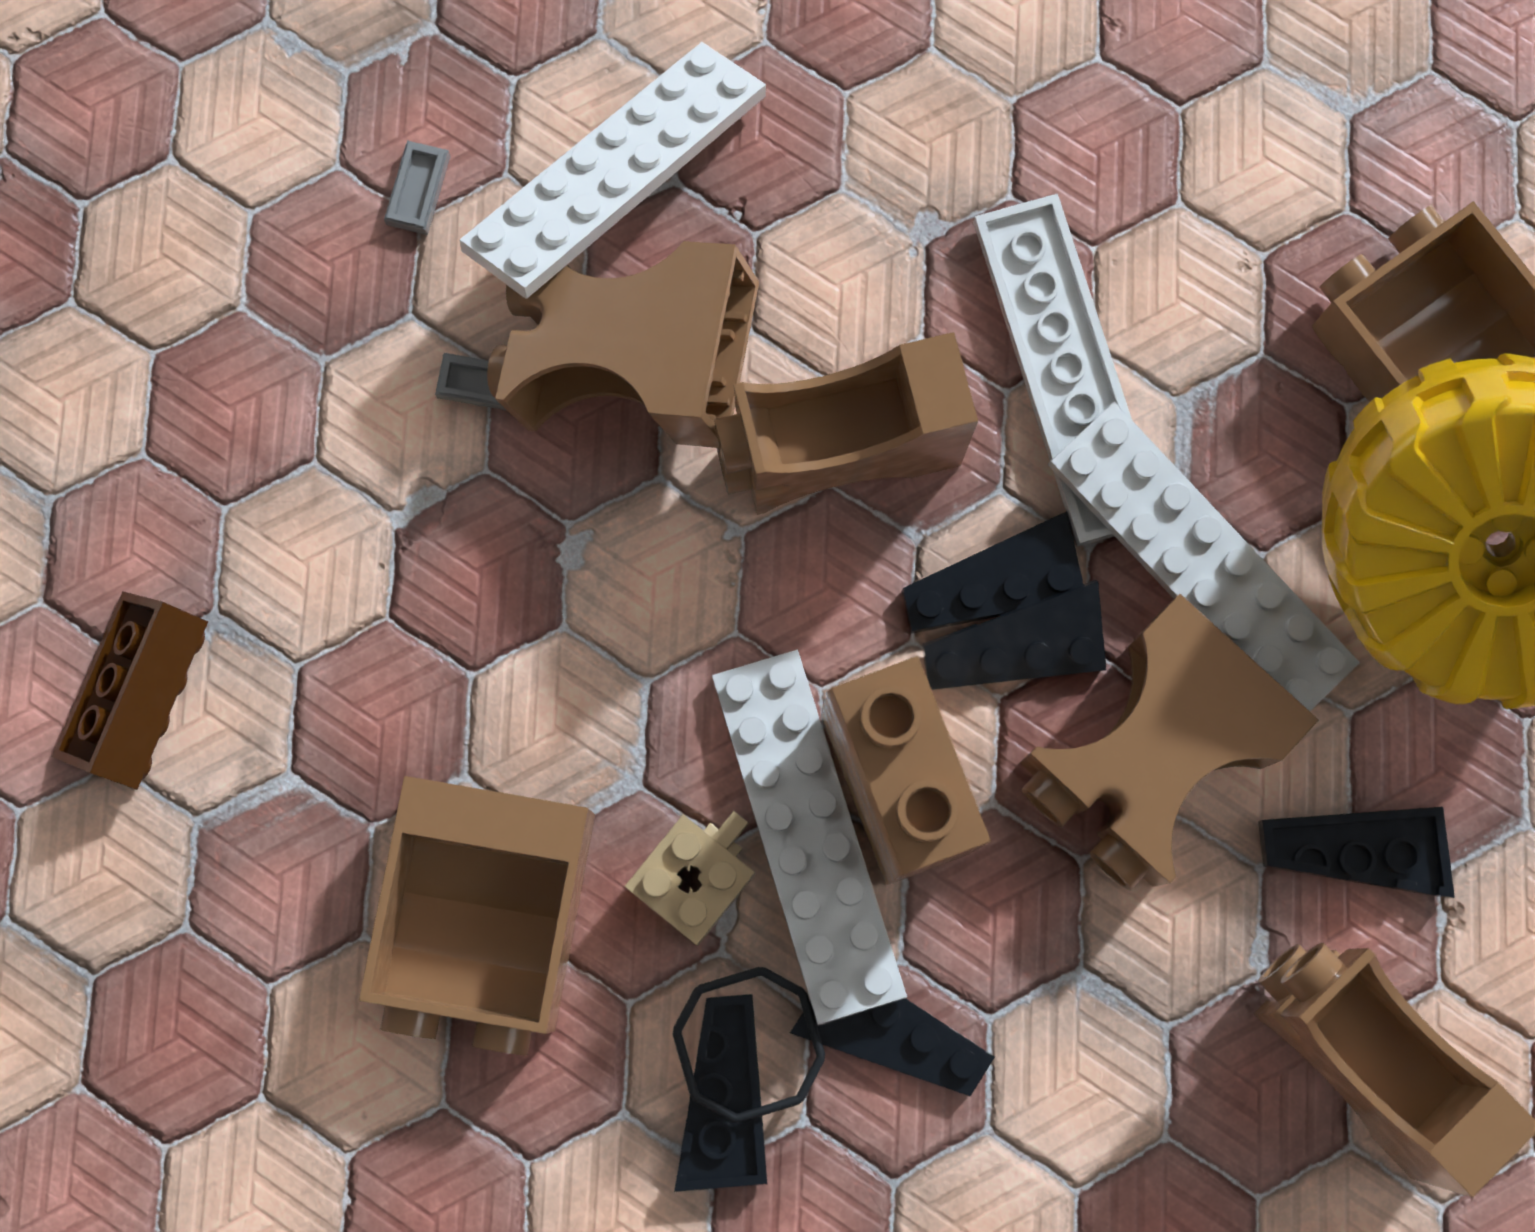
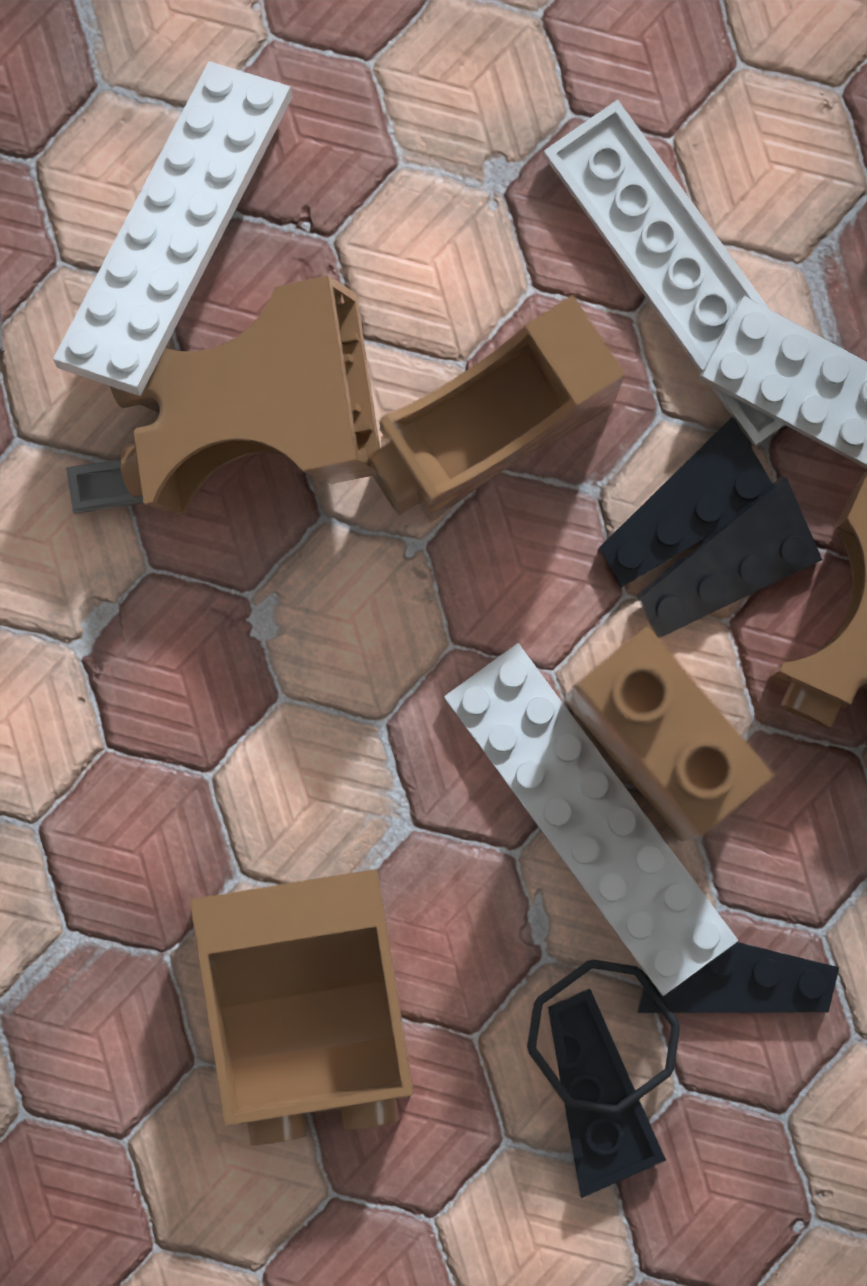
camera: 20 degrees left, 5 degrees up
(721, 875) = (521, 886): tan hinge -> none

